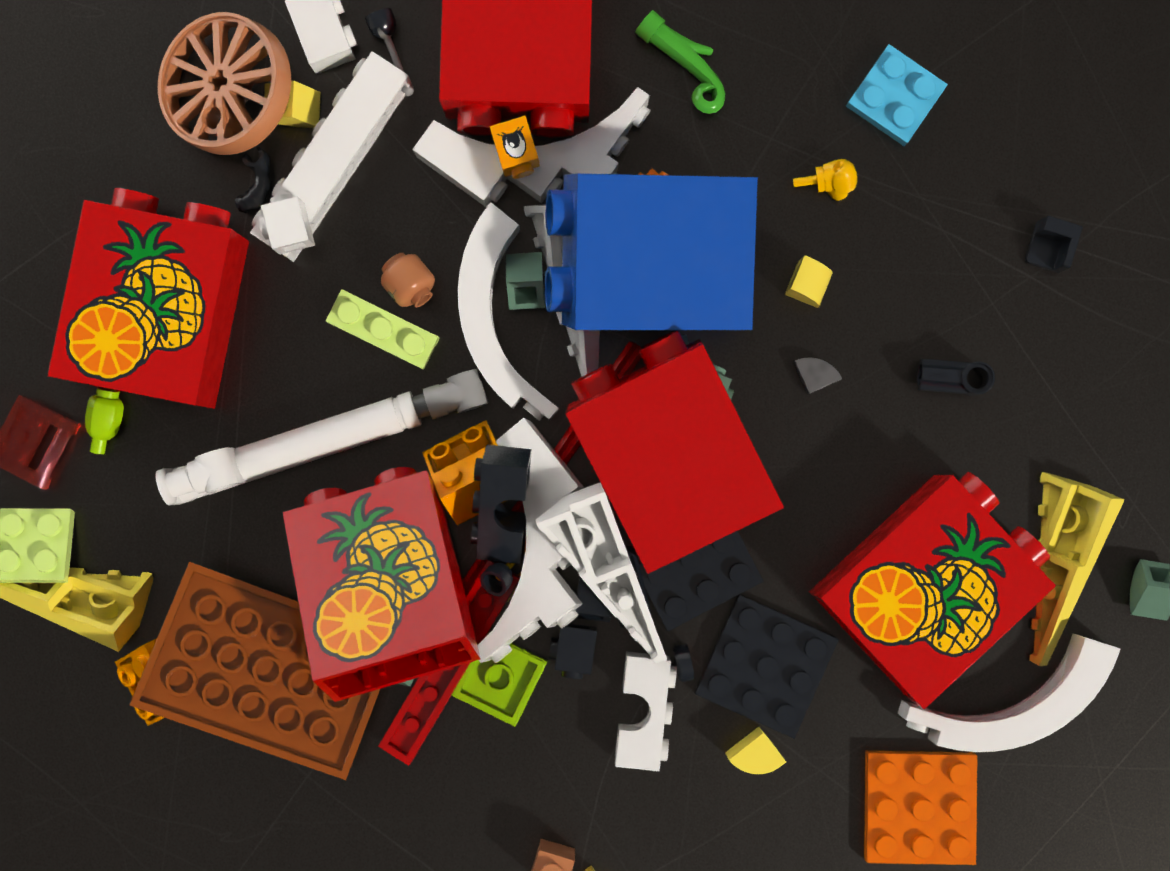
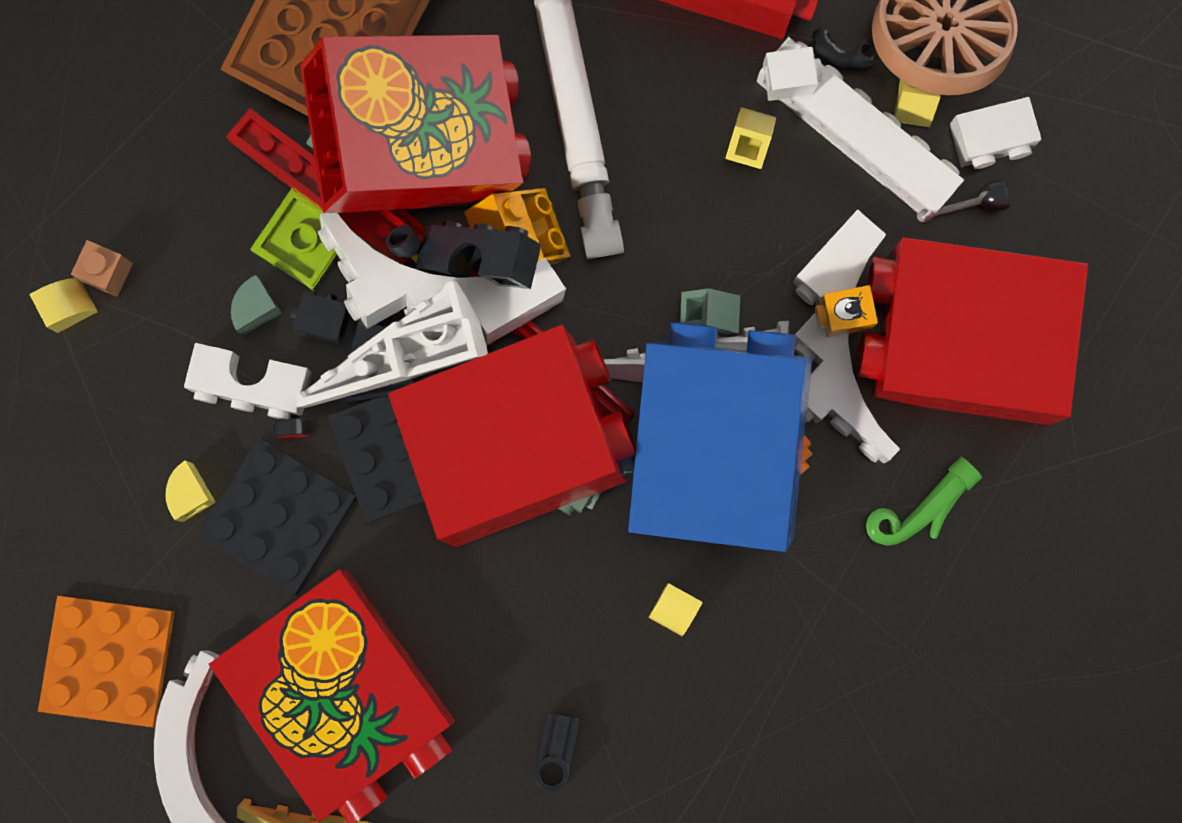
camera: 100 degrees right, 5 degrees down
(351, 259) = (751, 138): none -> light yellow brick
(382, 329) = (676, 162): yellowish green plate -> none
(407, 280) = (723, 191): nougat head -> none
(475, 290) = (678, 257): white arch -> none
(570, 716) = (252, 306): none -> sand green brick
(816, 373) = (577, 606): flat silver tile -> none
(834, 177) = (784, 650): yellow piece -> none
(896, 95) = (867, 729): medium azure plate -> none

